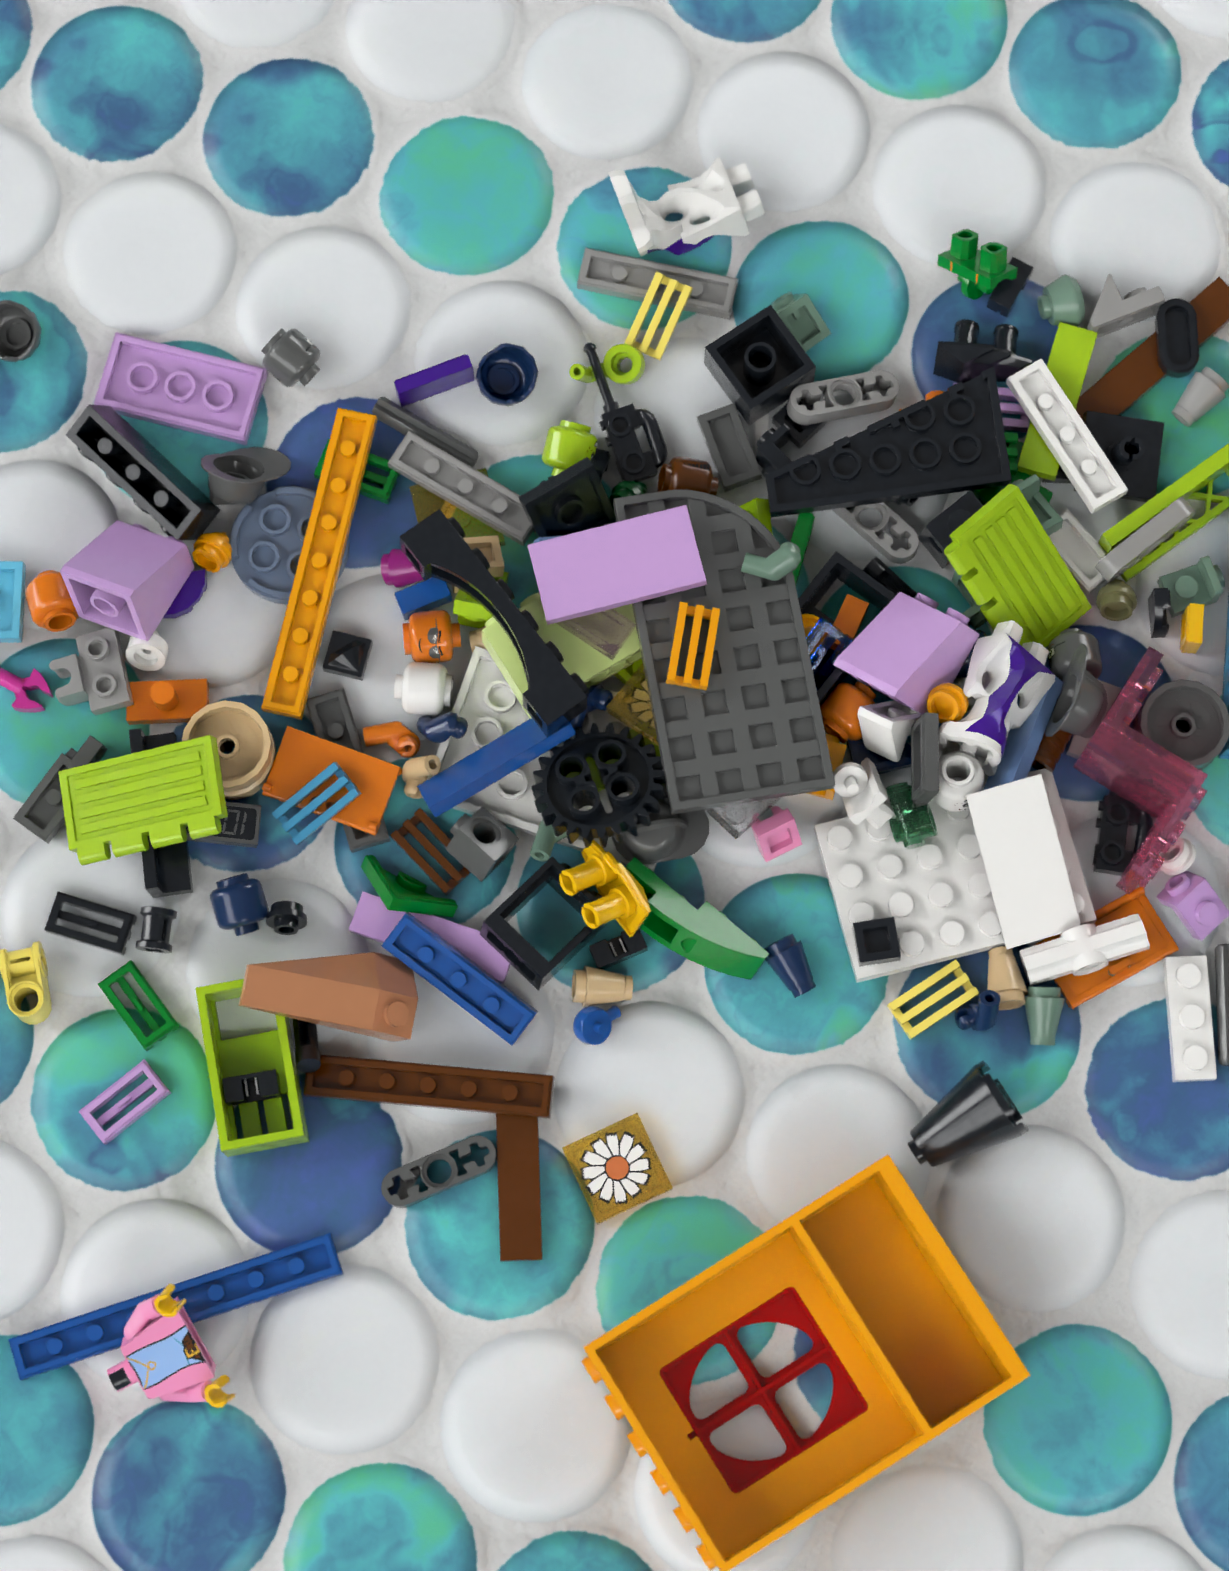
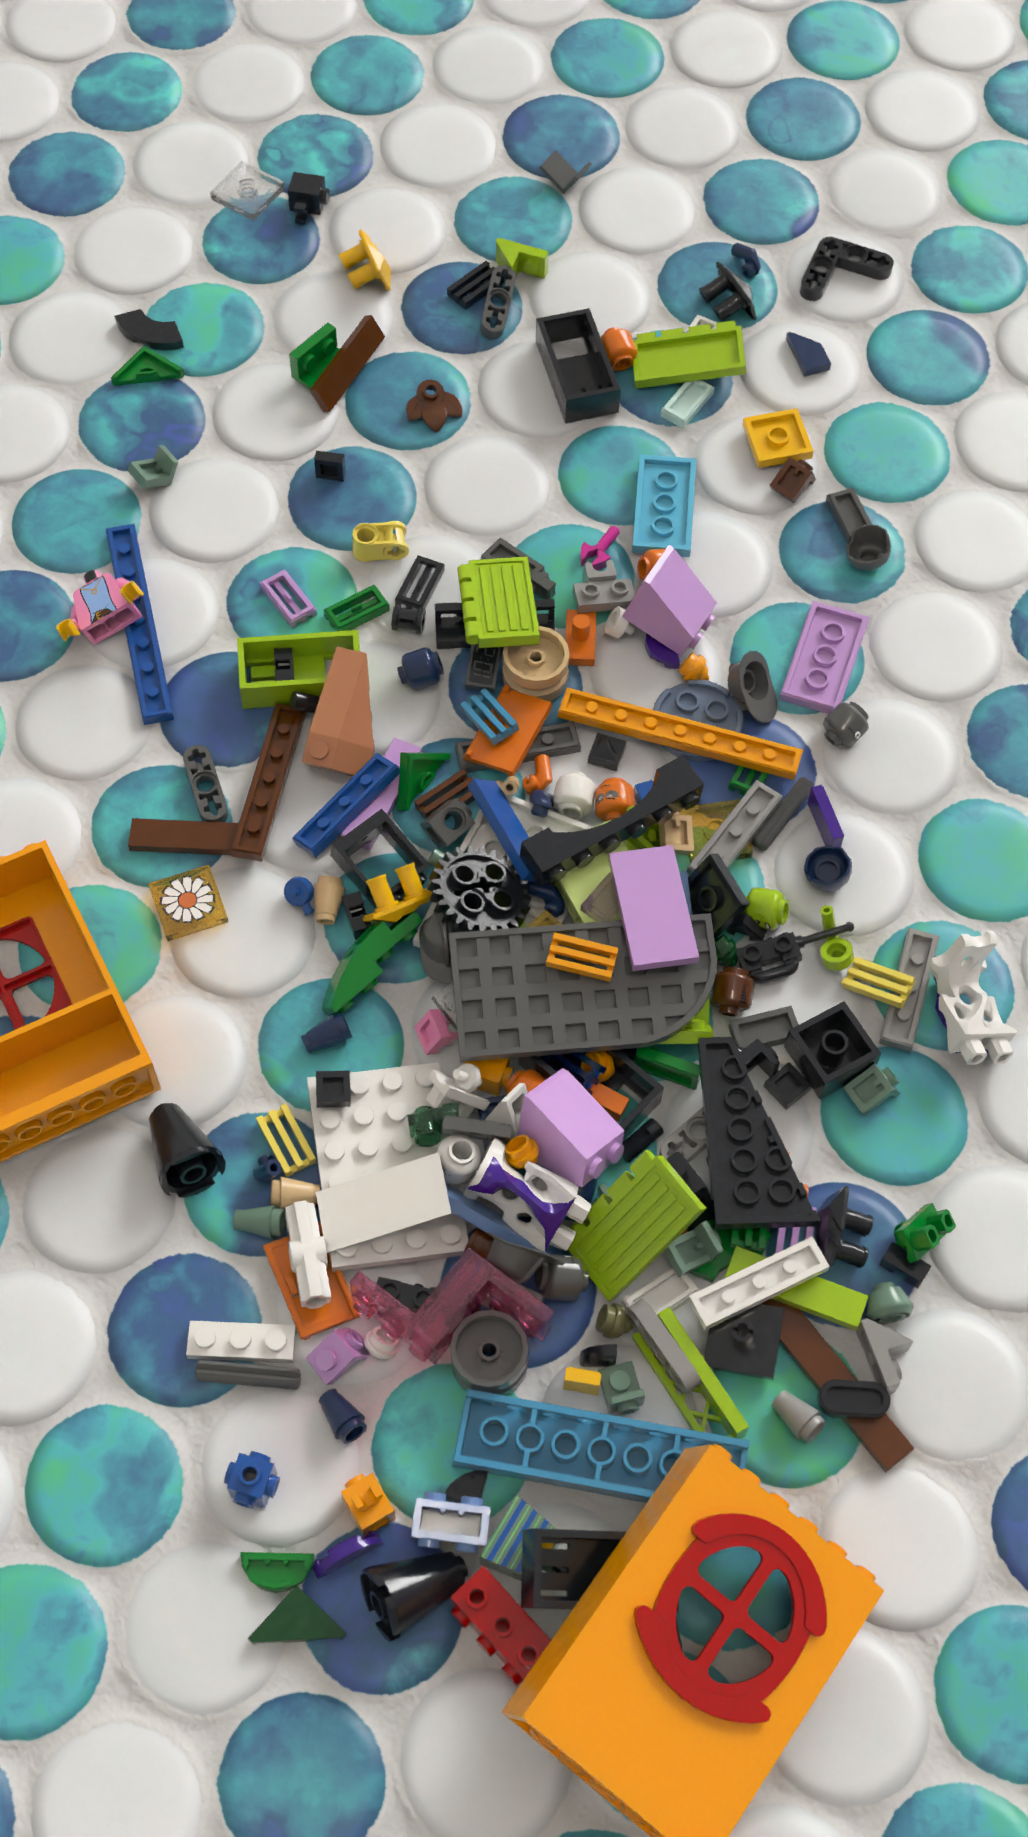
camera: 90 degrees right, 15 degrees down
(142, 472) = (754, 621): black brick -> none
(286, 917) = (407, 698): black plate -> none
(775, 565) = (646, 1024): sand green arm -> none
(853, 384) = (812, 1104): light grey beam -> none

